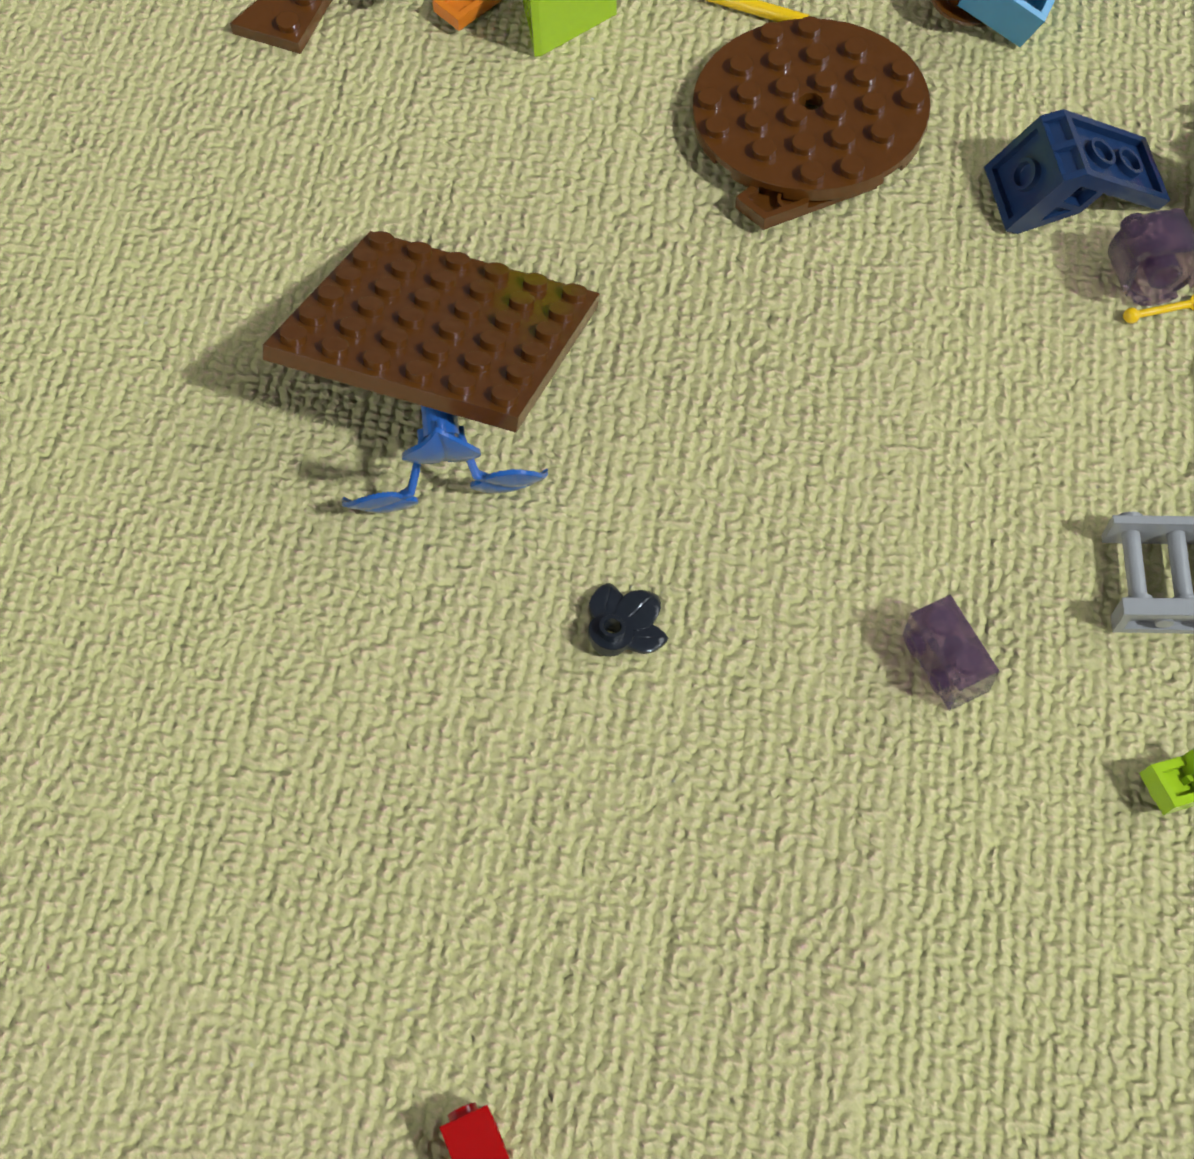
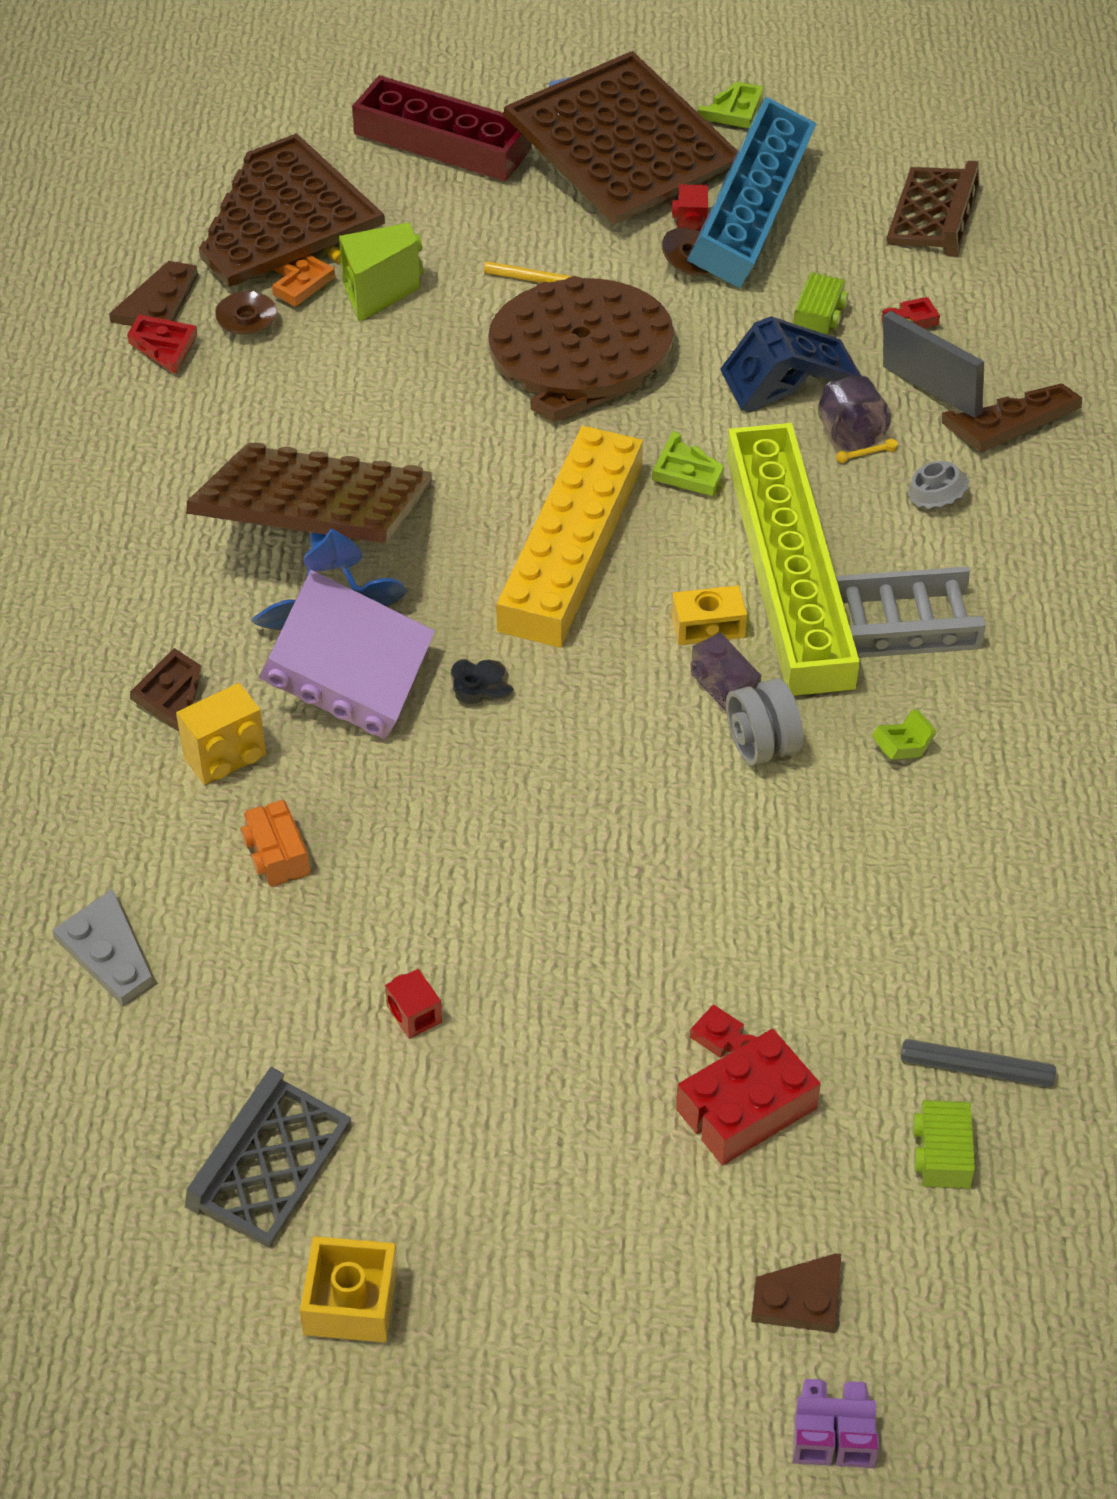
camera: 10 degrees left, 15 degrees down
(91, 997) = (106, 948): none -> light grey wing
(227, 597) = (168, 687): none -> reddish brown wing
(276, 686) = (221, 733): none -> yellow brick
(289, 68) = (162, 340): none -> red wing
(328, 859) = (276, 843): none -> orange brick
(395, 37) = (245, 312): none -> reddish brown dish
(453, 581) = (347, 655): none -> lavender panel
(764, 412) = (569, 537): none -> yellow brick
(917, 566) = (708, 612): none -> yellow brick
(928, 315) = (687, 467): none -> lime wing
(997, 745) = (764, 721): none -> light grey wheel
(1055, 483) = (791, 560): none -> neon yellow brick
(1122, 82) = (821, 303): none -> lime brick

